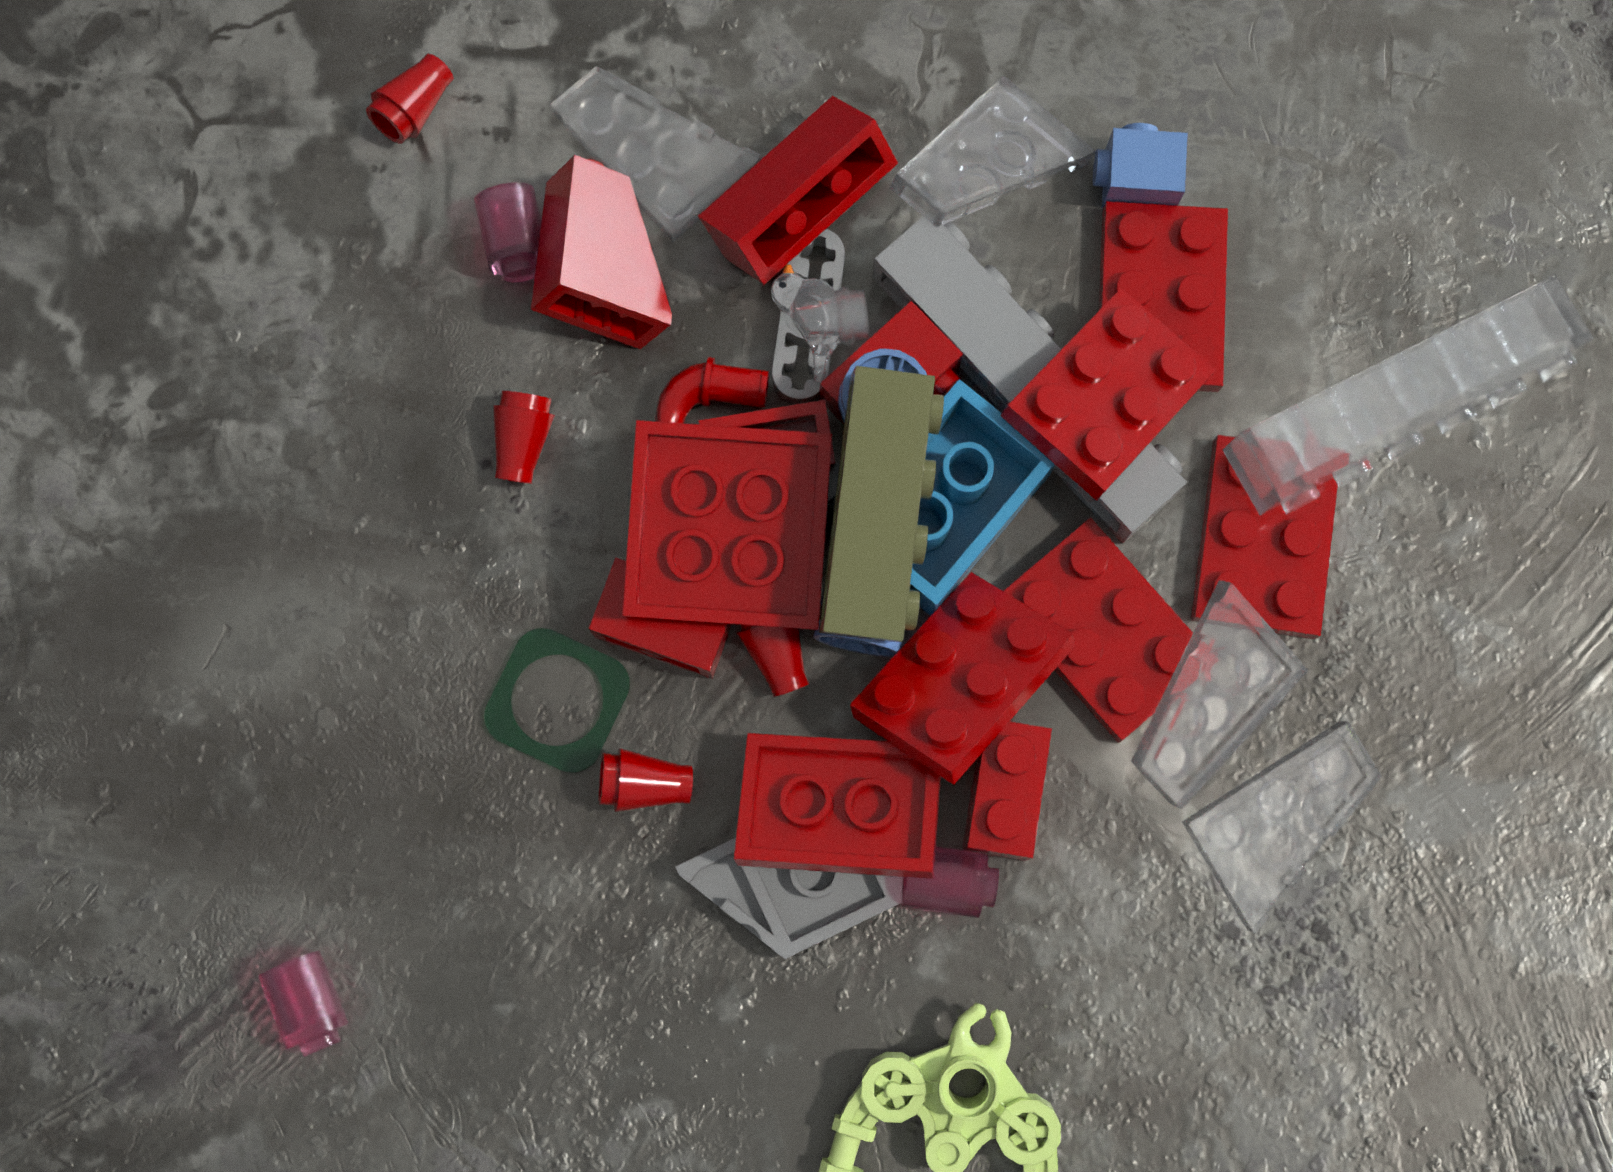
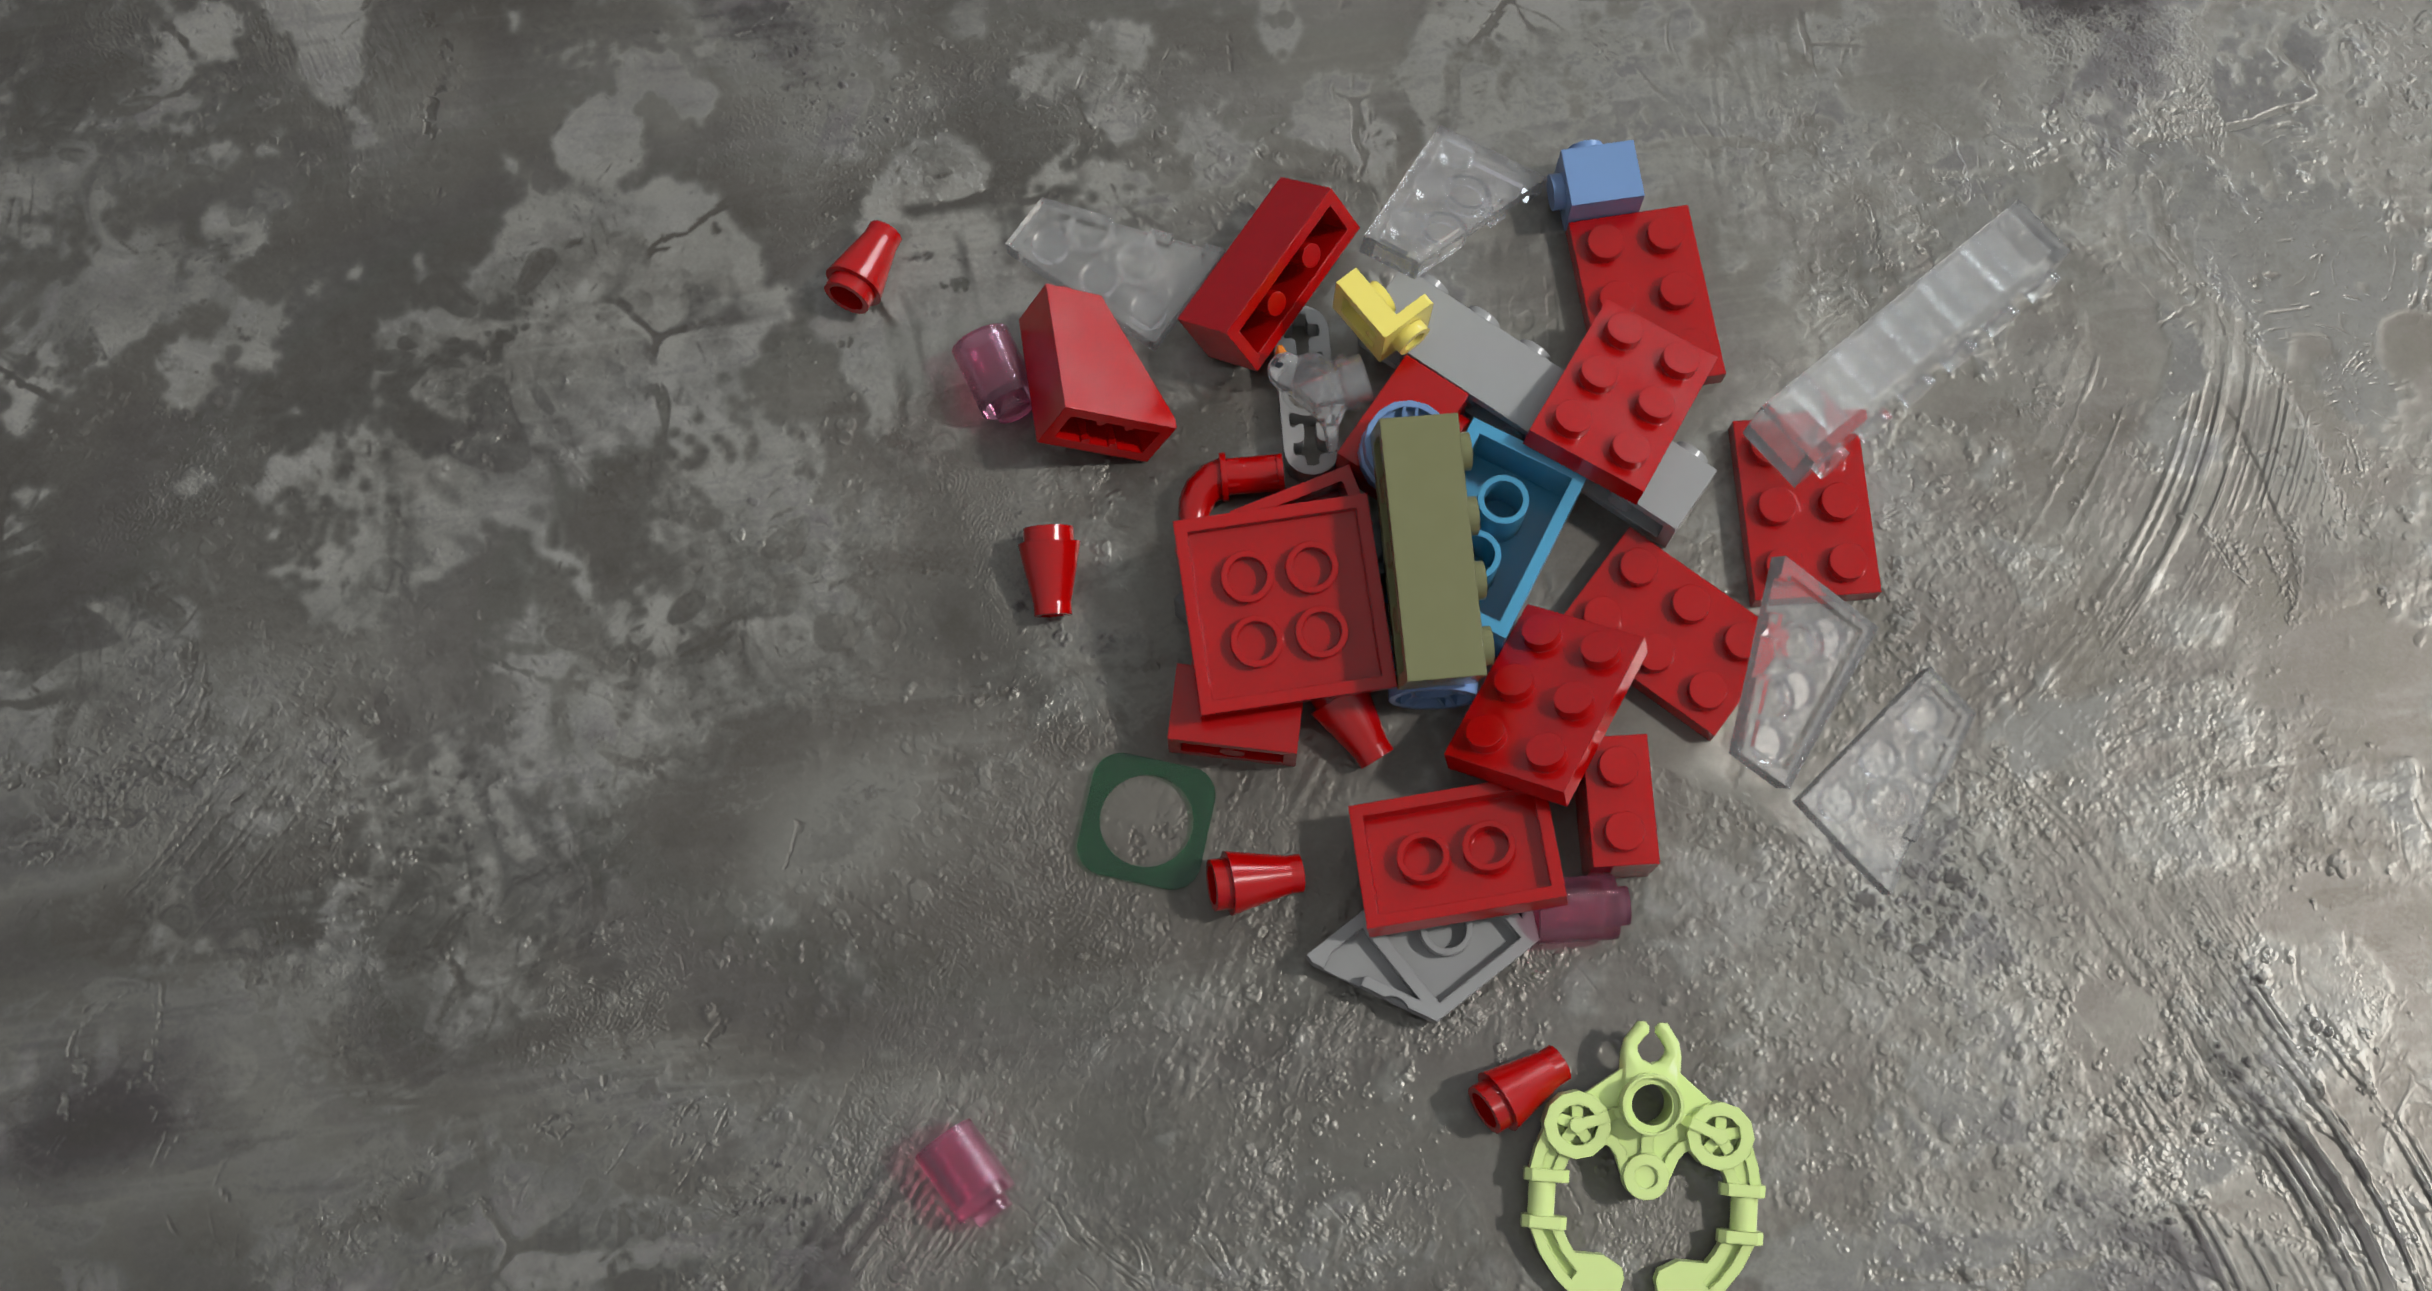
camera: 10 degrees left, 5 degrees down
(848, 1039) = (1516, 1089): none -> red cone
(882, 253) = (1372, 316): none -> light yellow bracket

